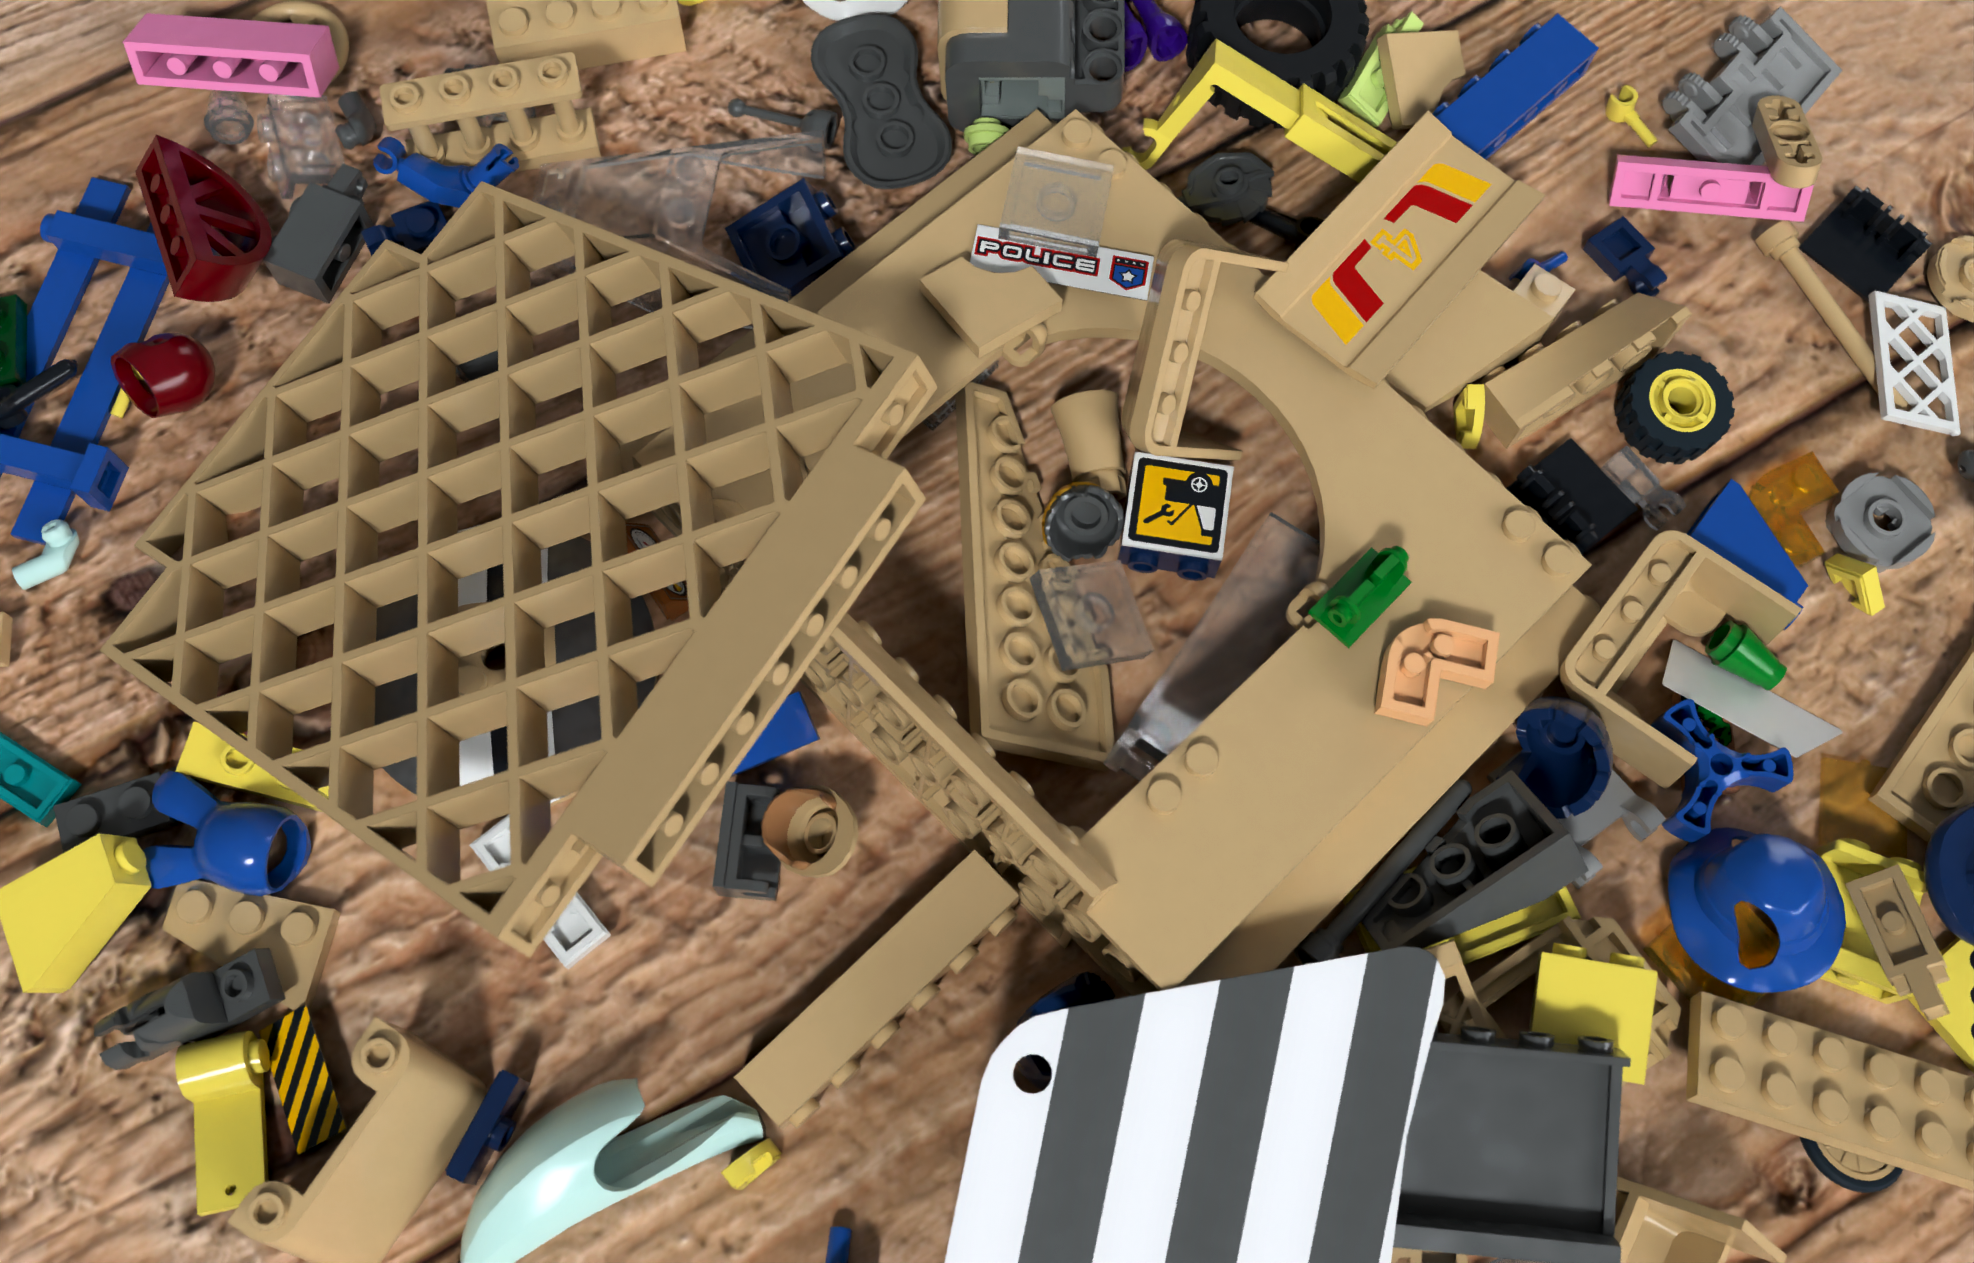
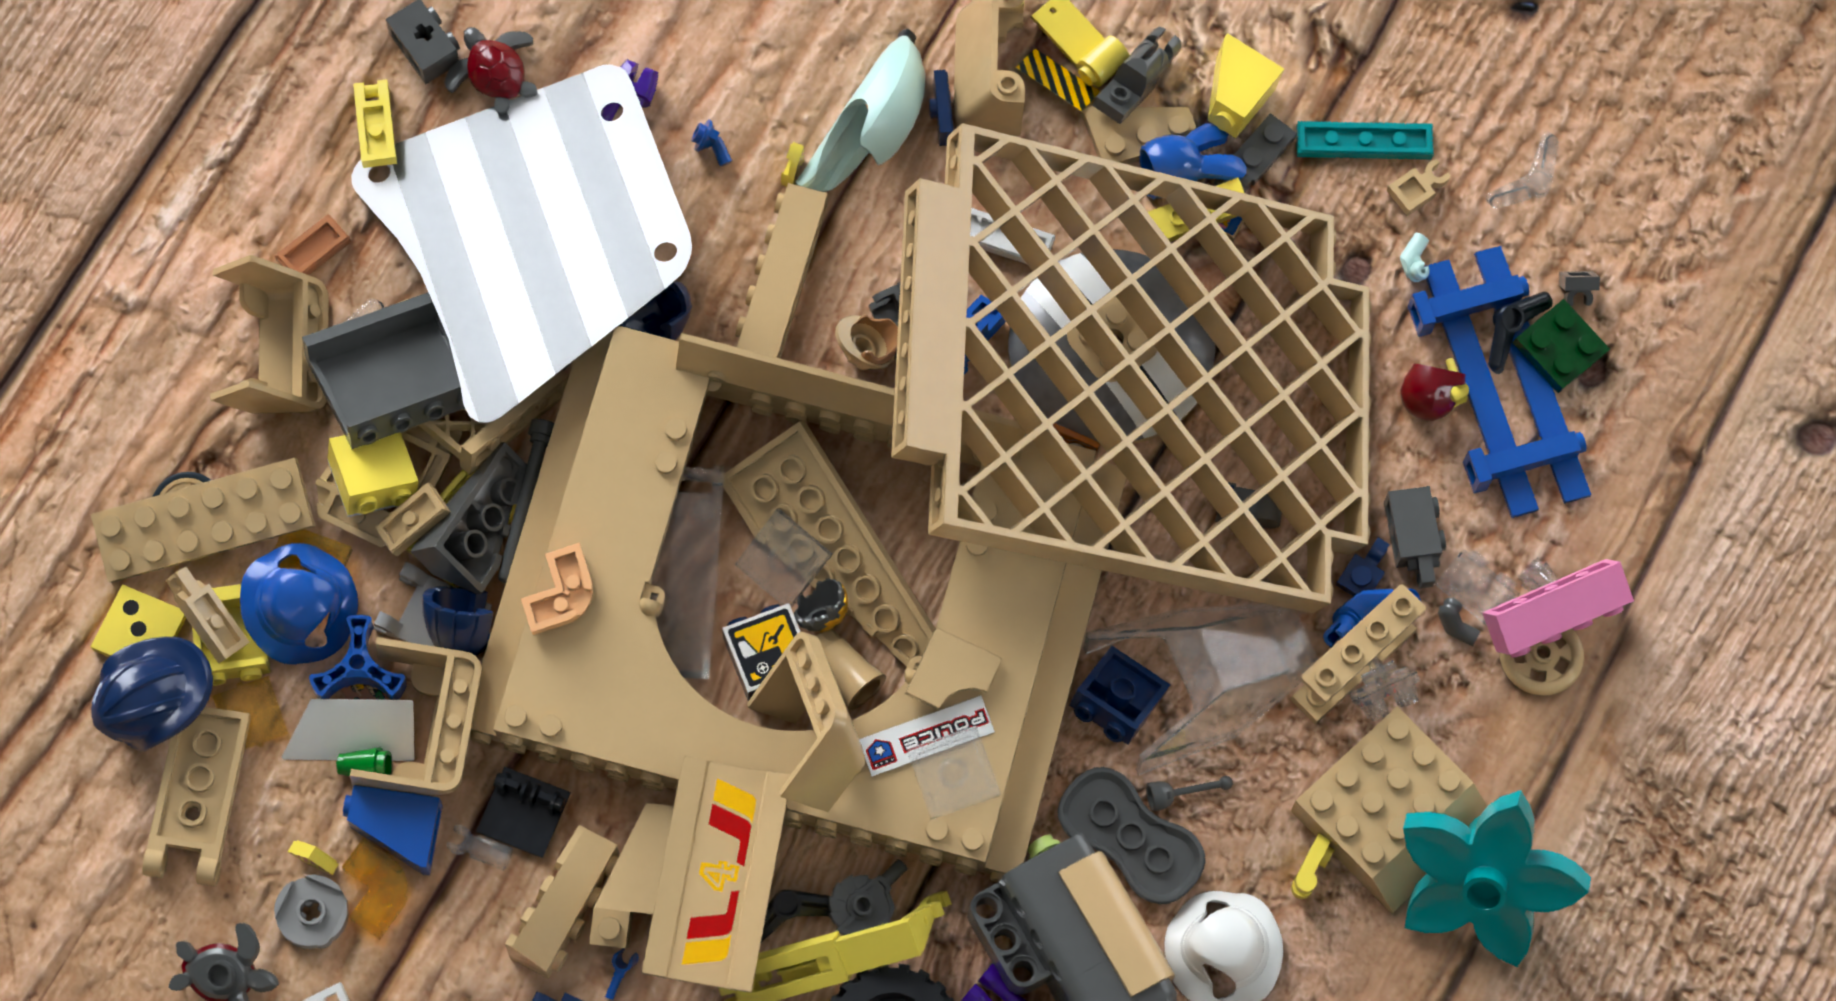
camera: 150 degrees right, 0 degrees up
(183, 201) = (1476, 458): dark red window -> none
(1363, 594) = (624, 610): green hinge -> none
(1469, 415) = (616, 831): light yellow tile -> none
(1566, 911) = (412, 519): none -> tan plate
(1693, 389) = (471, 895): black wheel -> none

